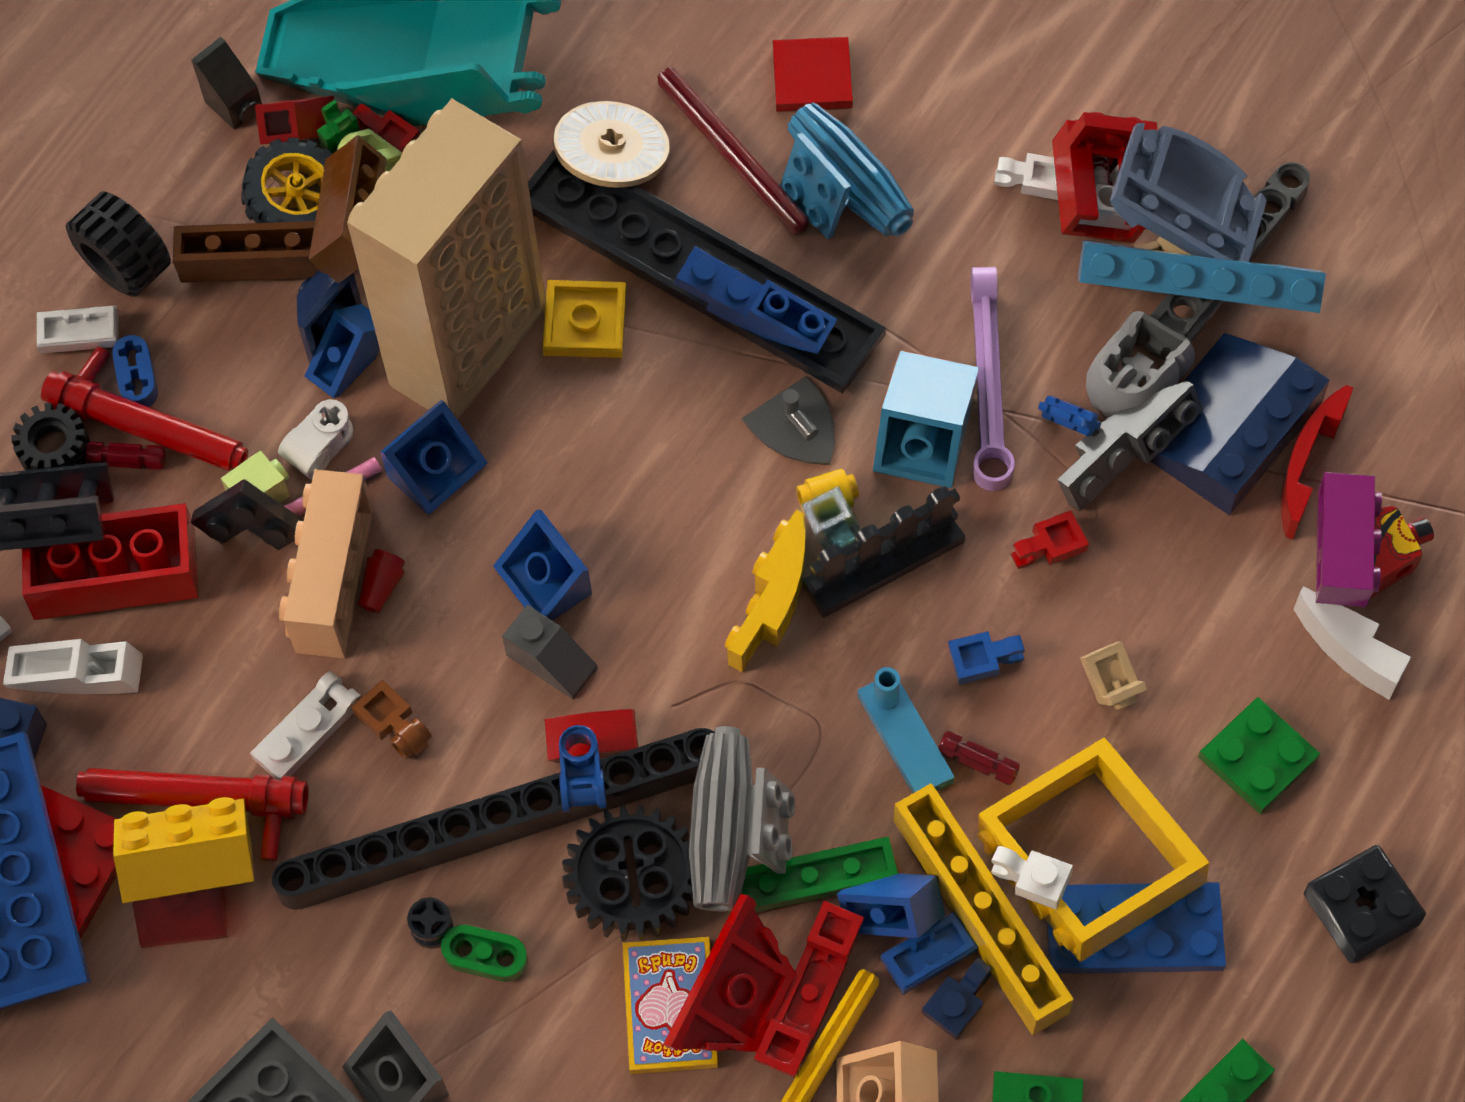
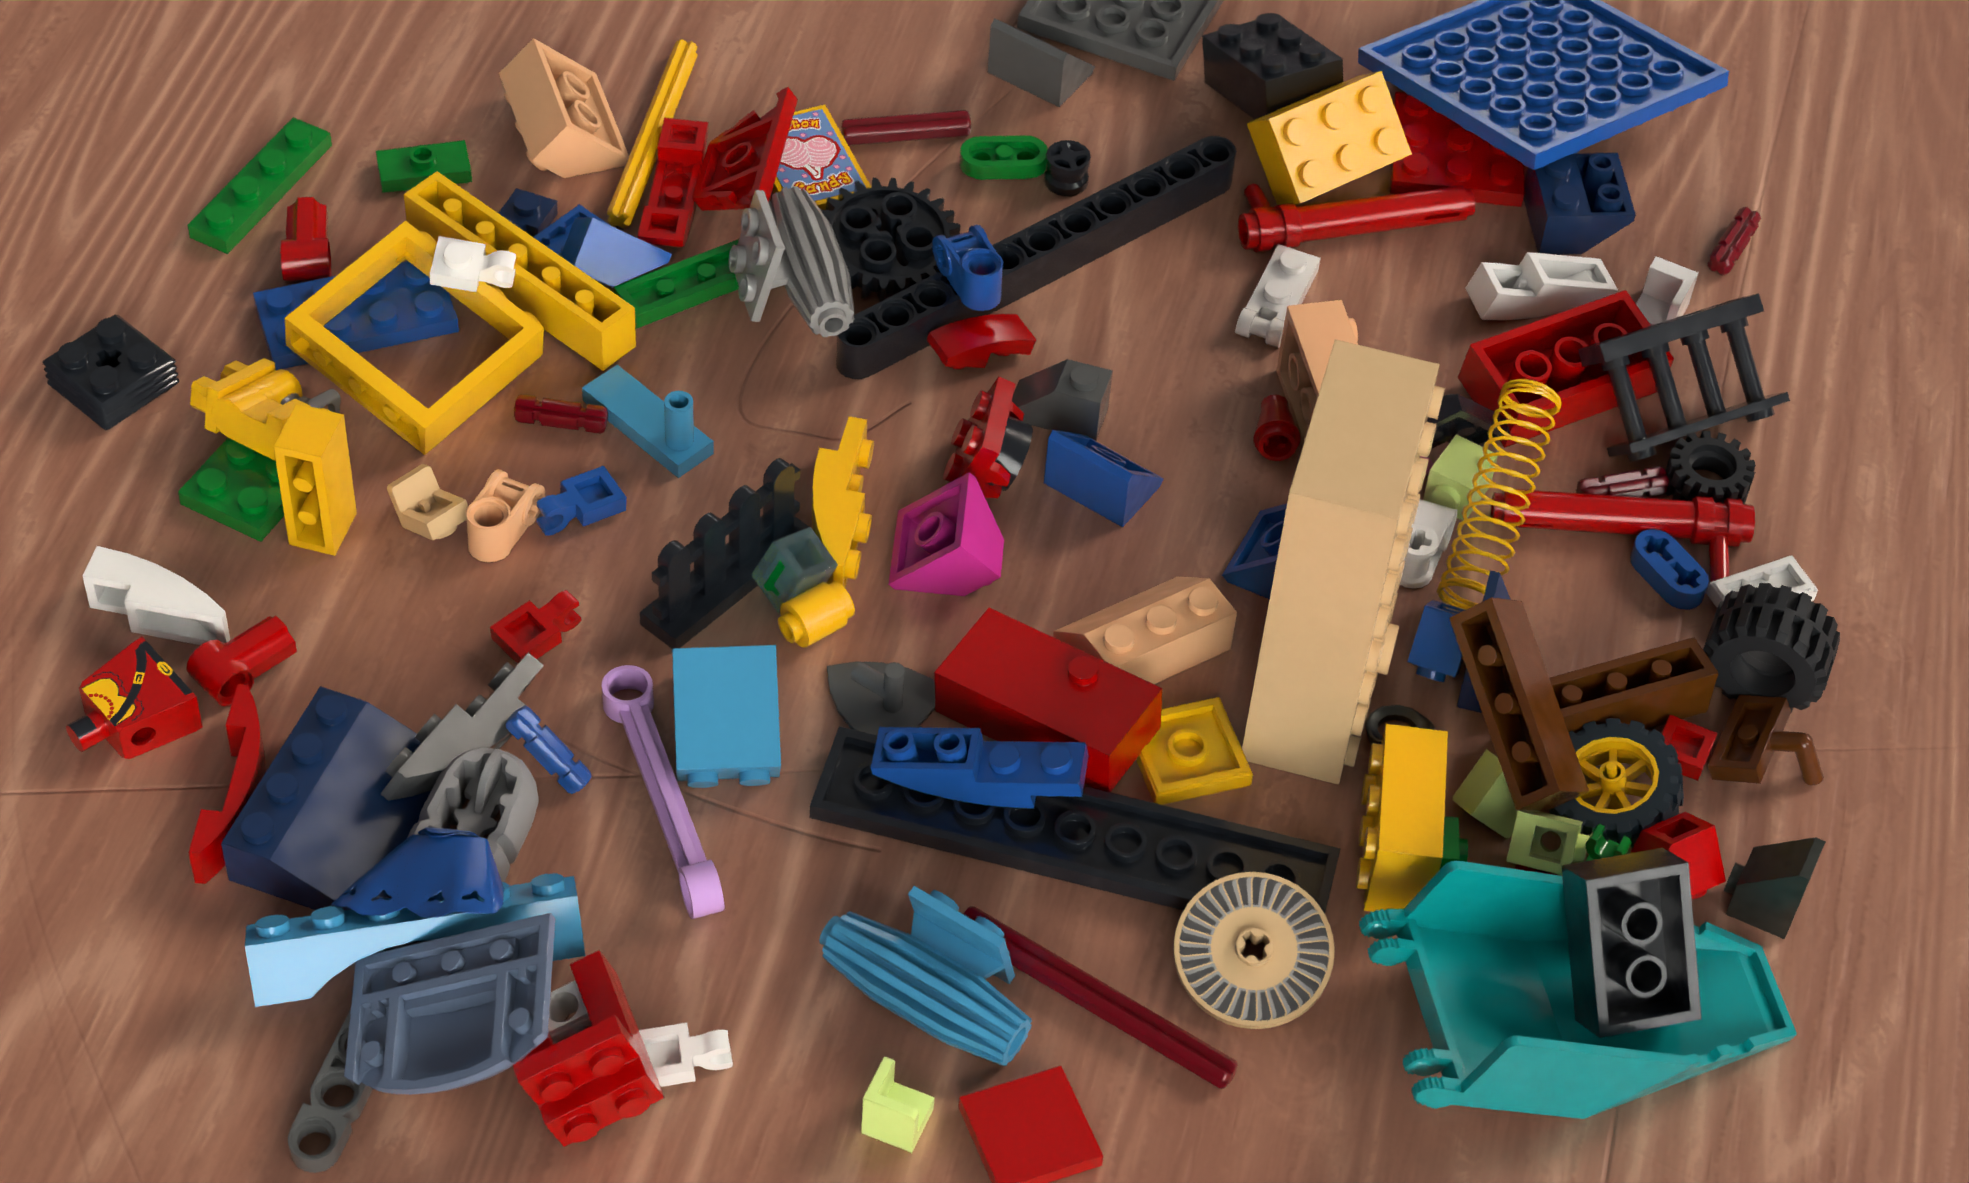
camera: 155 degrees right, 15 degrees down
(171, 204) = (1754, 735): none -> reddish brown plate
(183, 468) = (1525, 409): none -> yellow piece
(188, 964) = (1267, 64): none -> black brick
(219, 211) = (1691, 744): none -> red plate
(364, 38) = (1631, 942): none -> black brick
(386, 712) = (1202, 317): dark orange plate -> none
(560, 1024) = (906, 127): none -> dark red axle
(575, 413) = (1158, 629): none -> light nougat slope
(636, 599) = (991, 441): none -> red piece
(678, 361) = (1043, 690): none -> red brick
(703, 529) = (947, 542): none -> dark pink slope
(899, 101) = (893, 1110): none -> yellowish green panel
(1048, 661) = (501, 516): none -> light nougat piece
(1169, 1004) = (306, 246): none -> red piece
(1188, 281) = (423, 867): none -> blue piece
(1209, 678) = (315, 479): none -> yellow brick
(1246, 813) = (254, 403): none -> yellow hips
(1285, 571) = (241, 660): none -> red piece
(1347, 539) = (173, 653): magenta brick -> none

